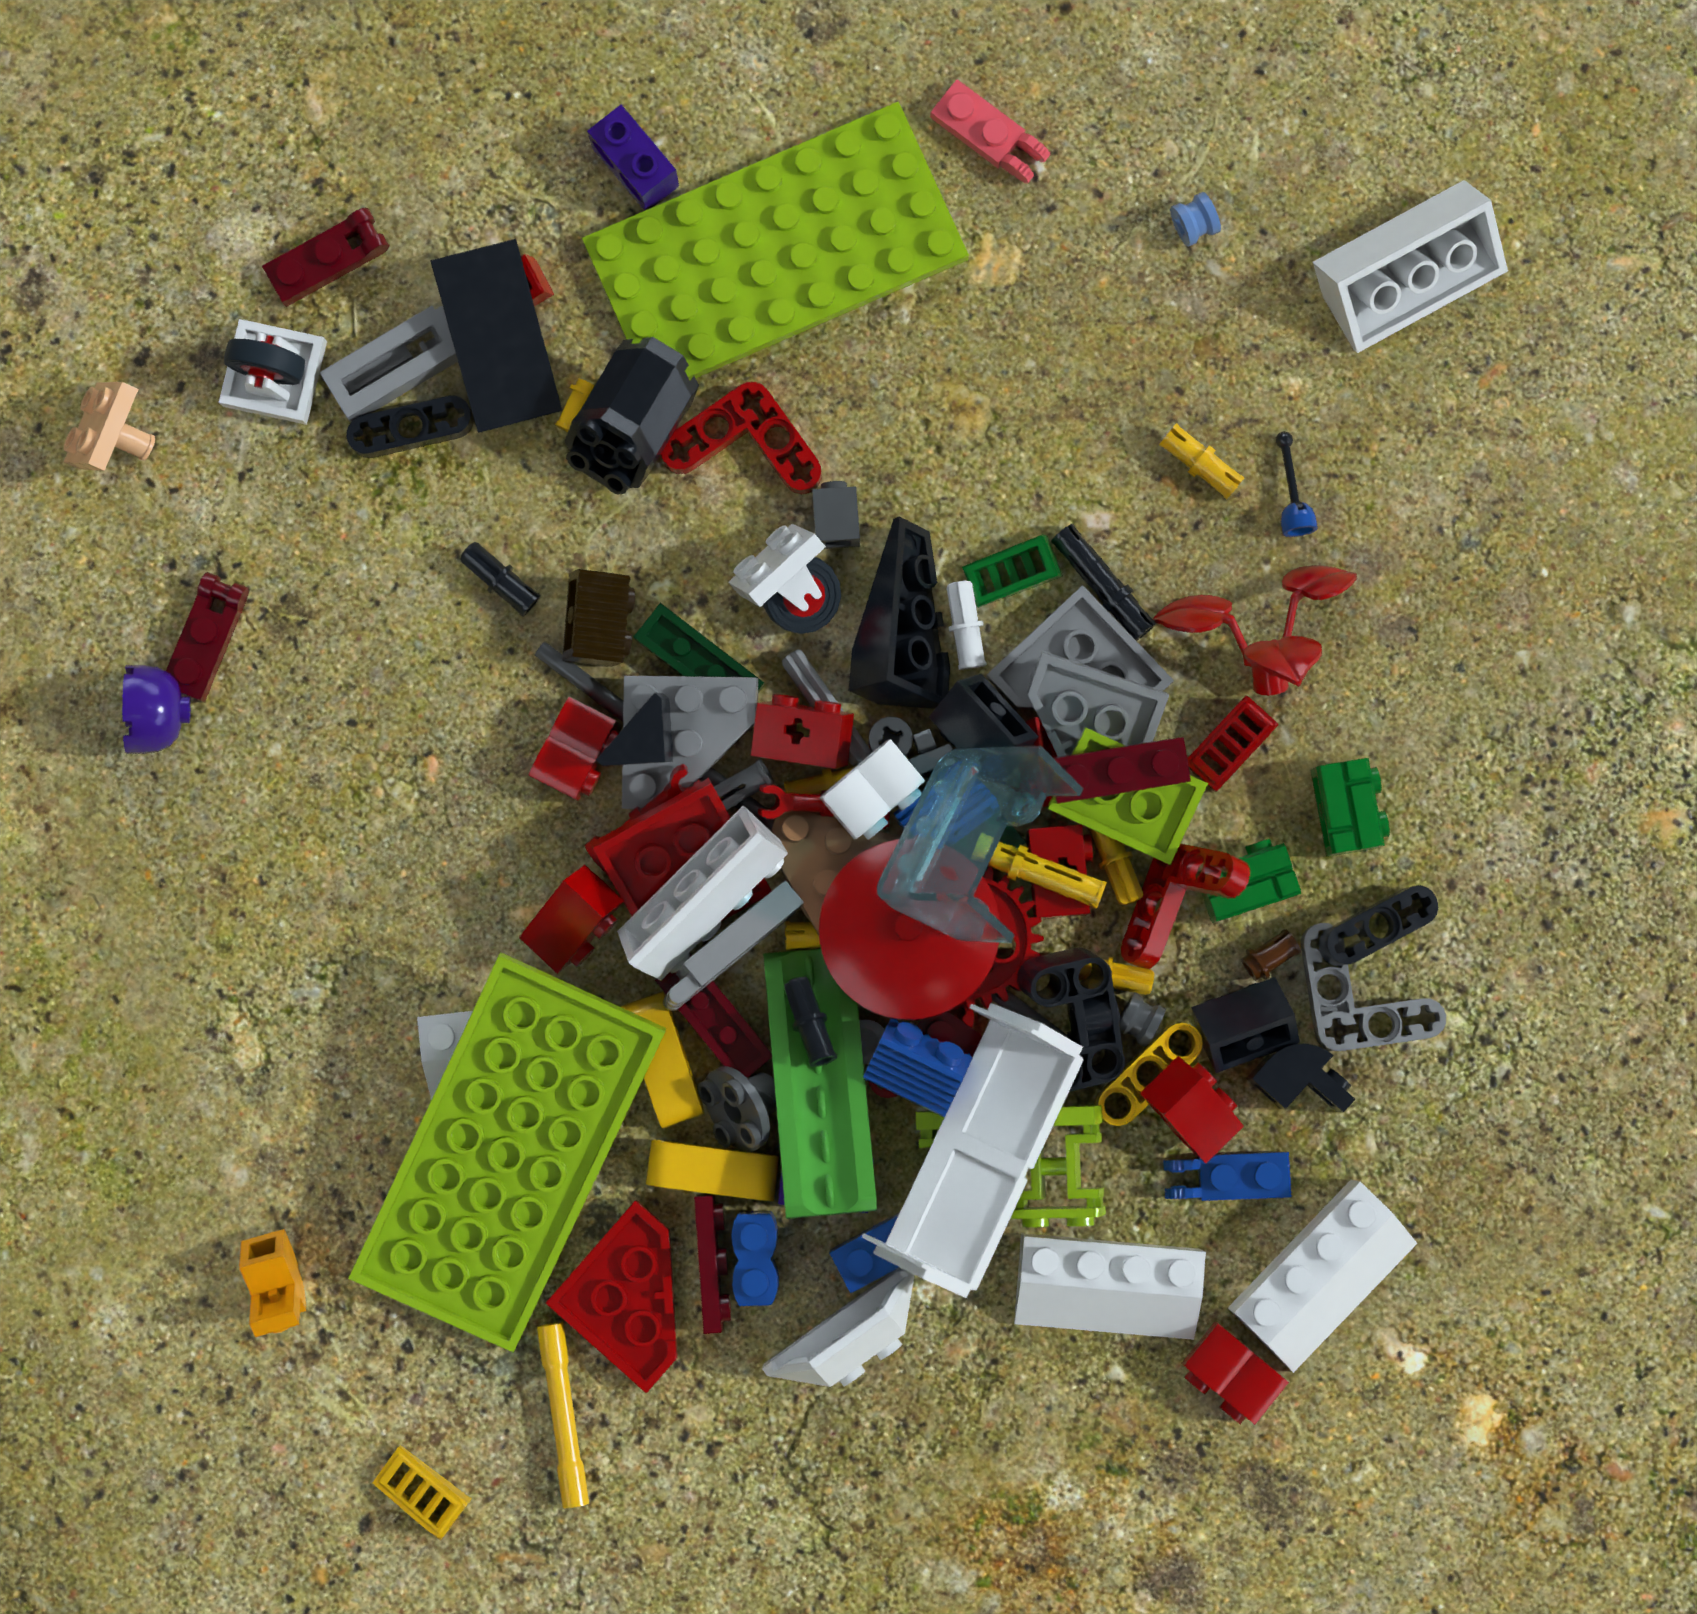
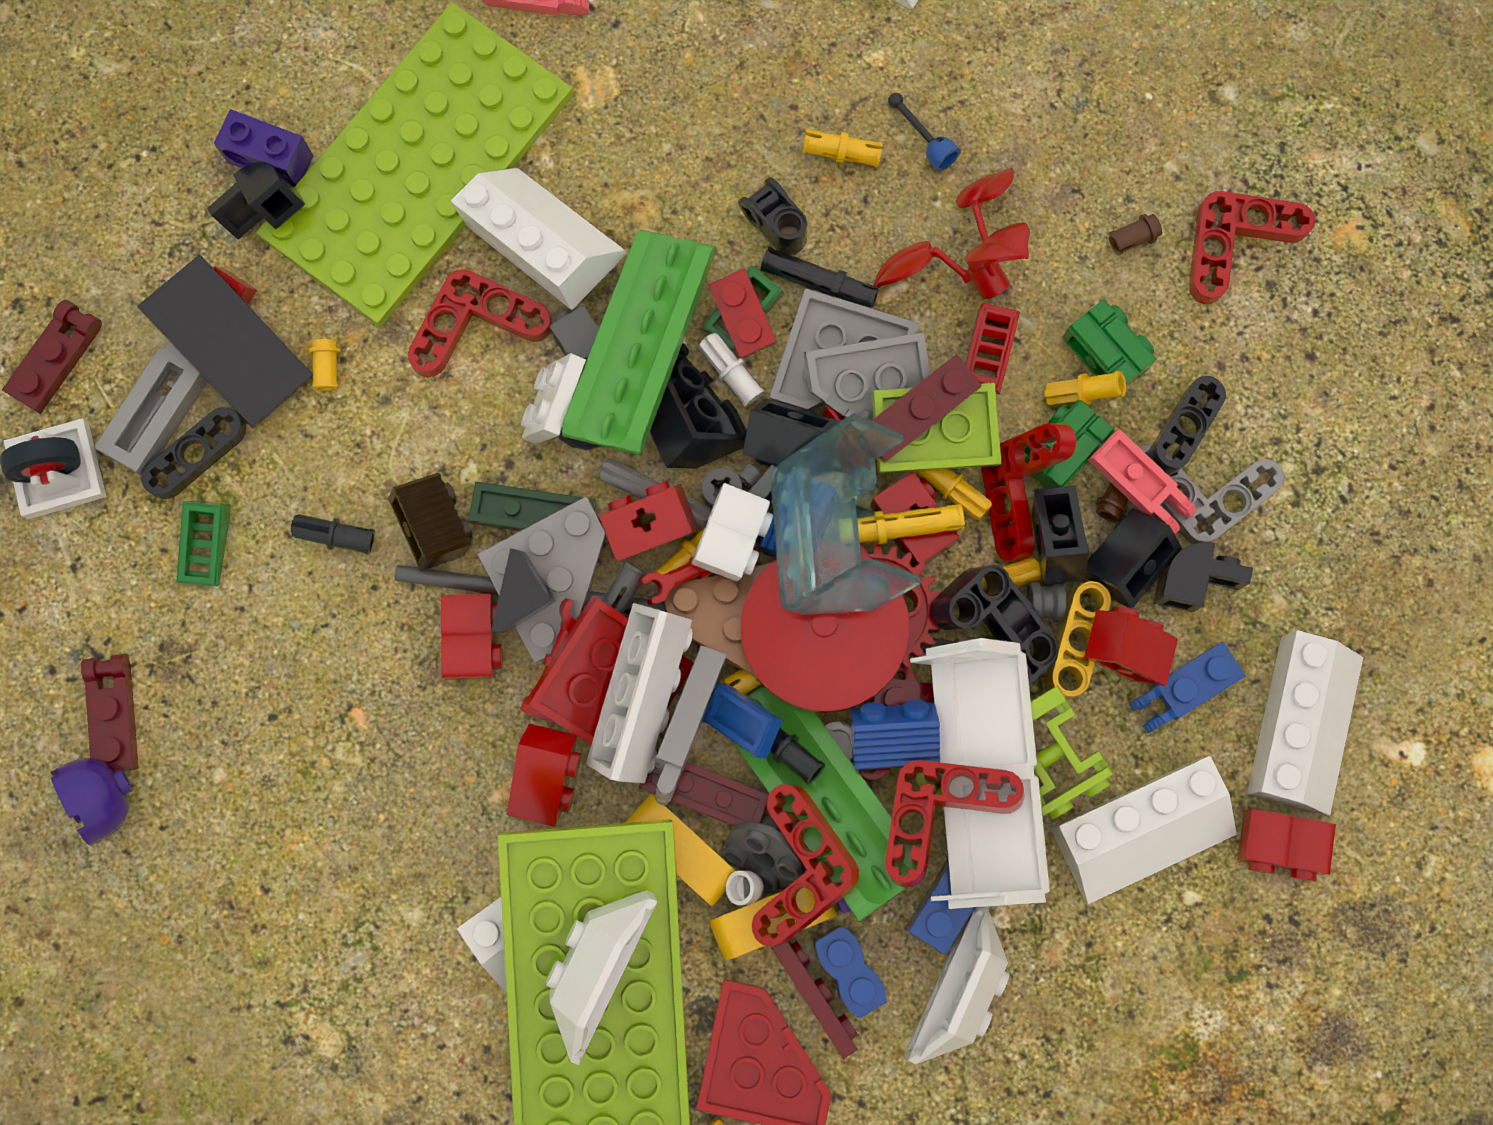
camera: 35 degrees left, 5 degrees down
(378, 482) = (189, 525): none -> green slope
(522, 1122) = (594, 966): none -> white wedge
(600, 204) = (256, 196): none -> black brick
(630, 414) = (369, 344): black brick -> none
(700, 1128) = (744, 887): none -> white hinge
(771, 1154) = (817, 875): none -> red beam
(783, 972) = (742, 720): none -> blue tile
(853, 389) = (537, 233): none -> white slope
(889, 553) = (638, 342): none -> bright green plate
(908, 1144) = (925, 803): none -> red beam
(1007, 578) = (742, 313): none -> red plate
(1095, 488) = (773, 210): none -> black piece
(1186, 964) = (1059, 535): none -> black brick
(1297, 954) = (1140, 479): none -> coral hinge
(1298, 836) = (1085, 389): none -> yellow axle
(1443, 707) = (1135, 234): none -> reddish brown pin
(1553, 751) = (1236, 223): none -> red beam

